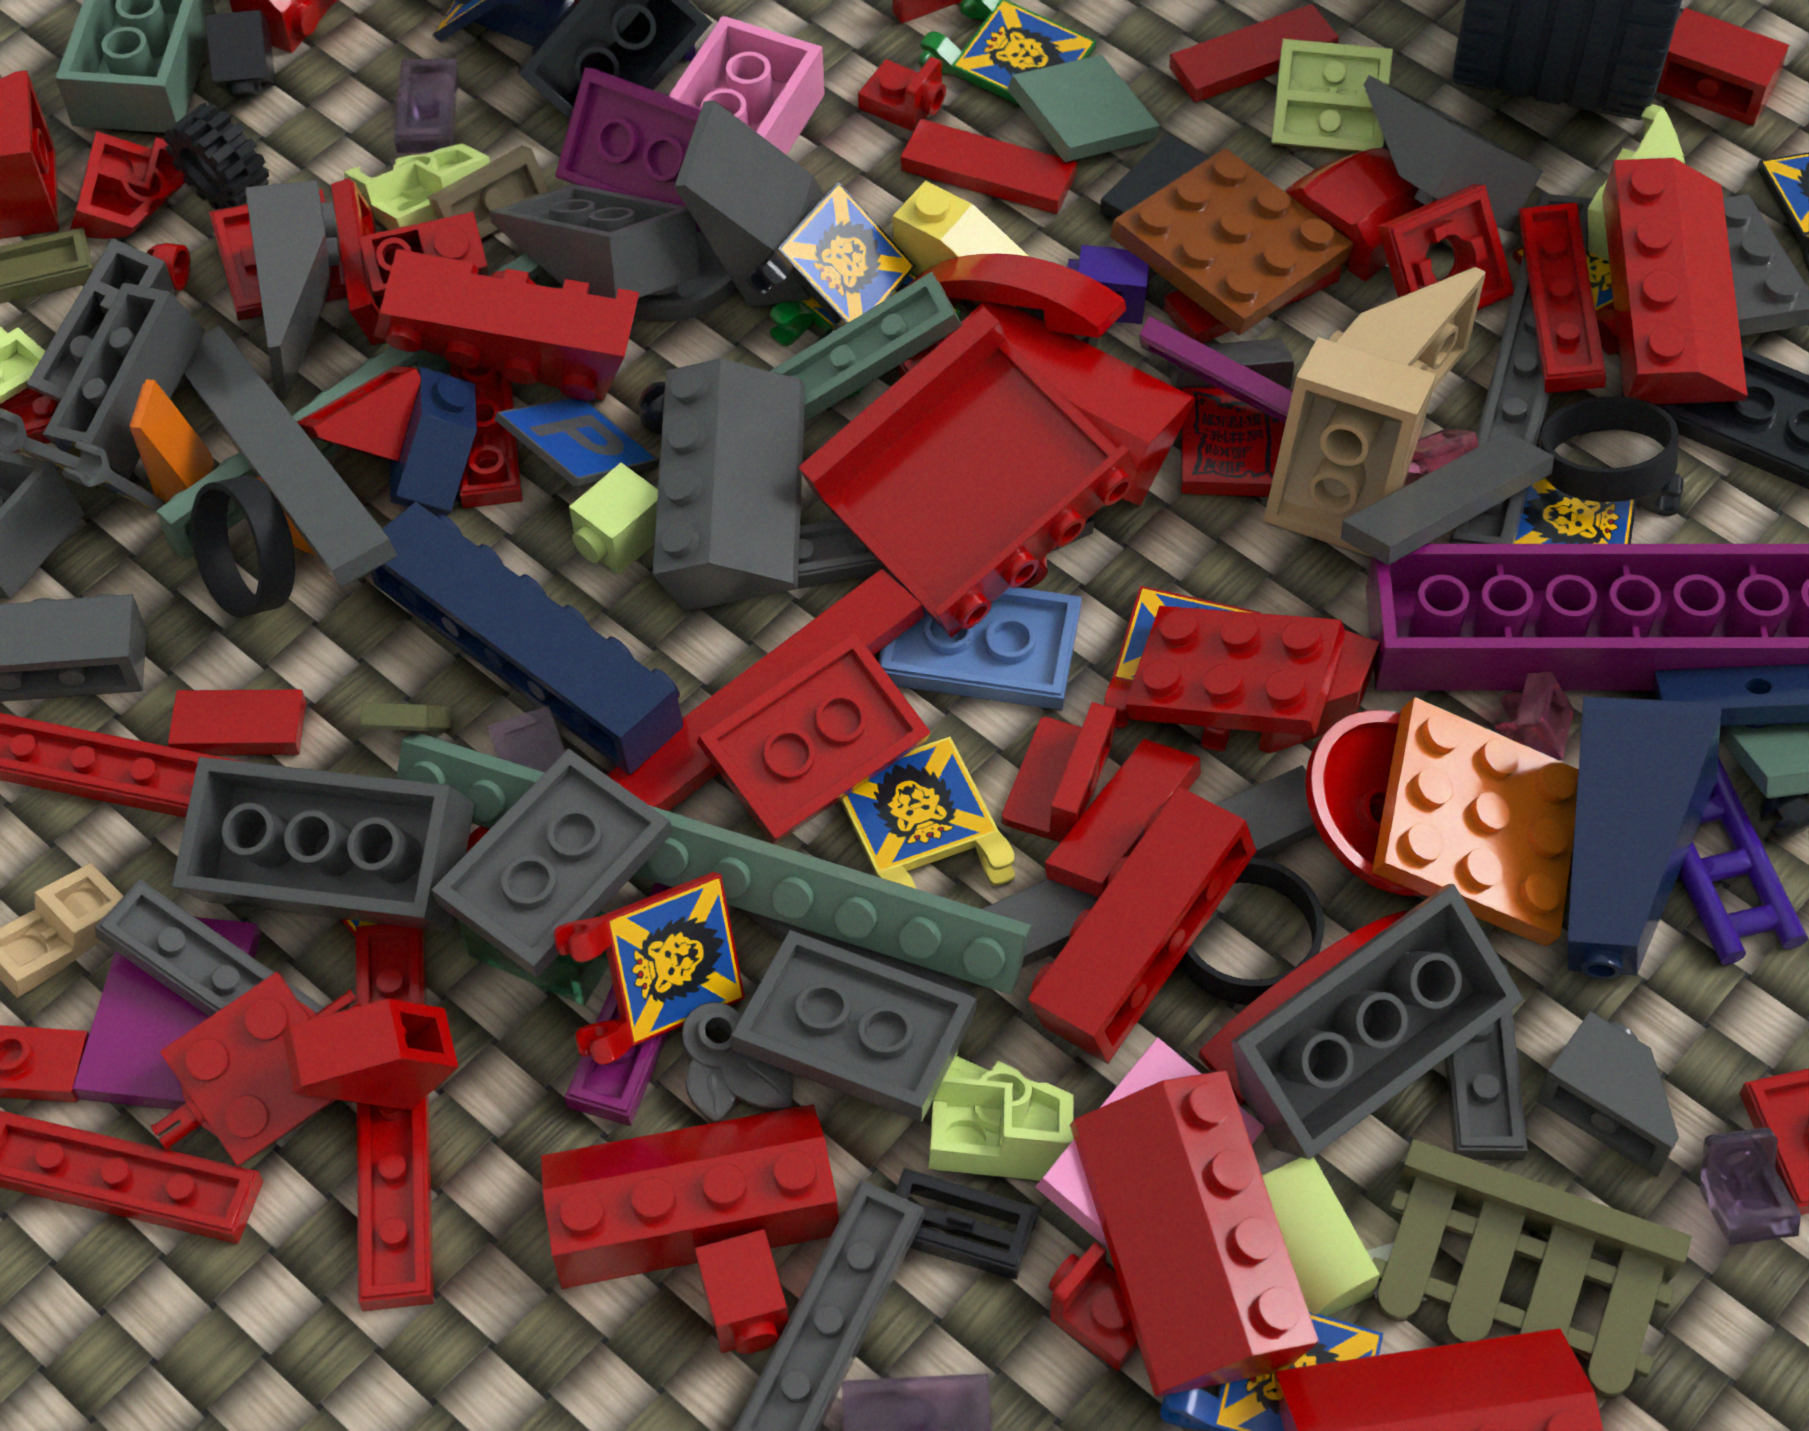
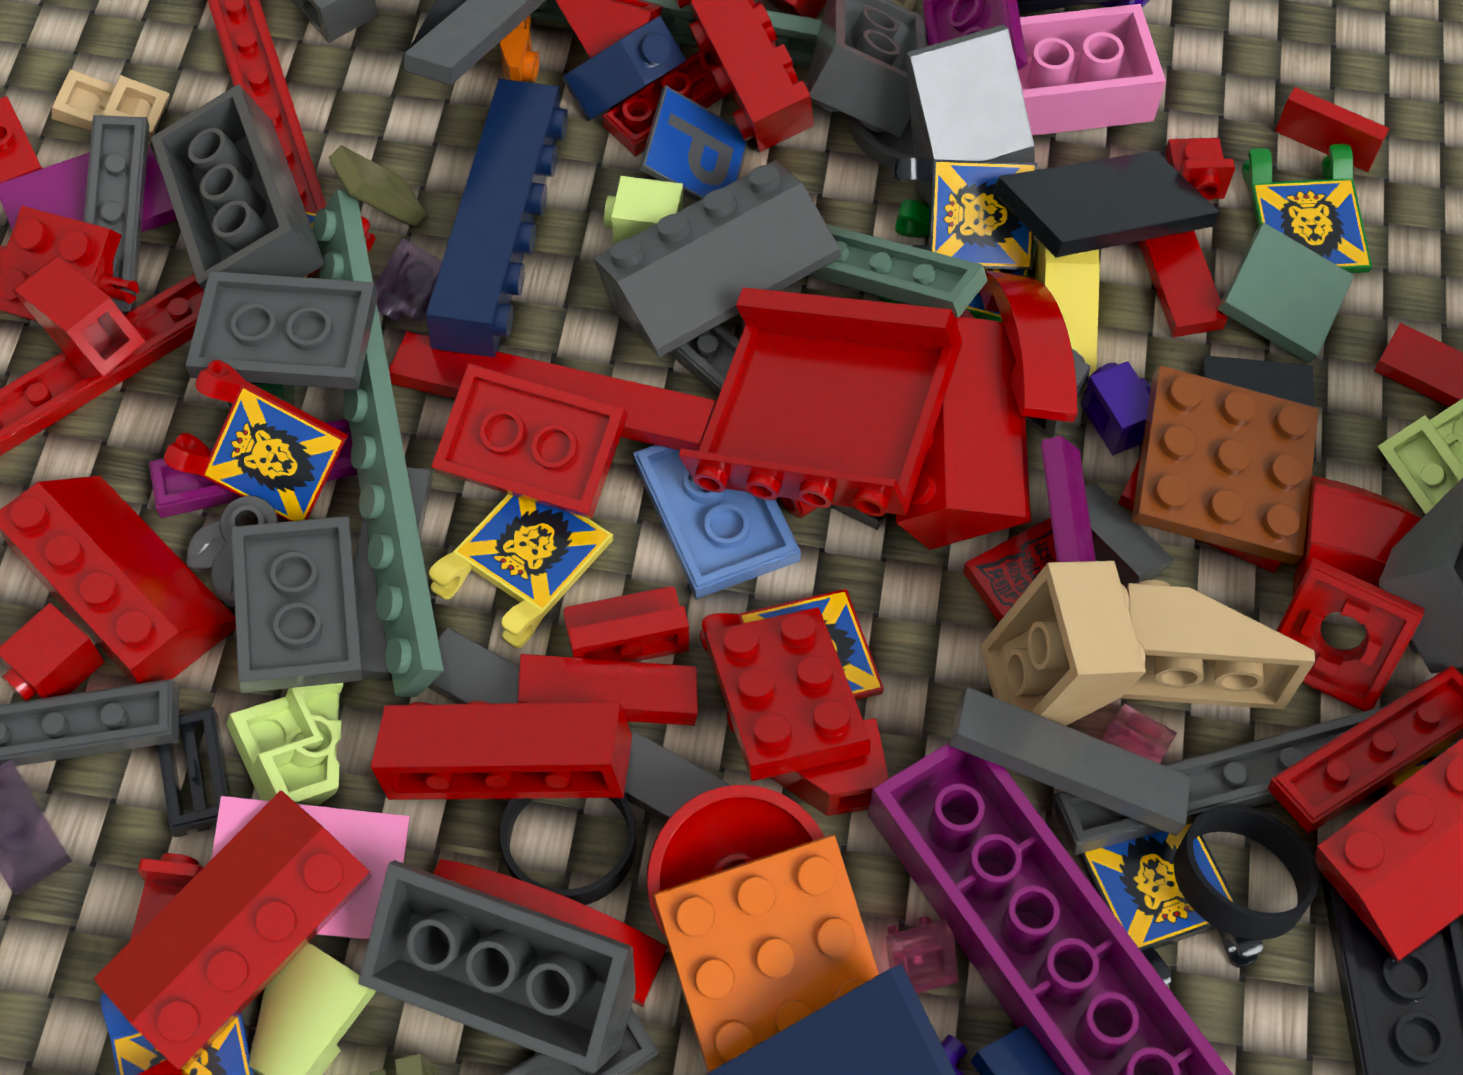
camera: 55 degrees right, 5 degrees up
(238, 721) = (332, 104): red tile -> none
(913, 163) = (1105, 203): none -> black tile

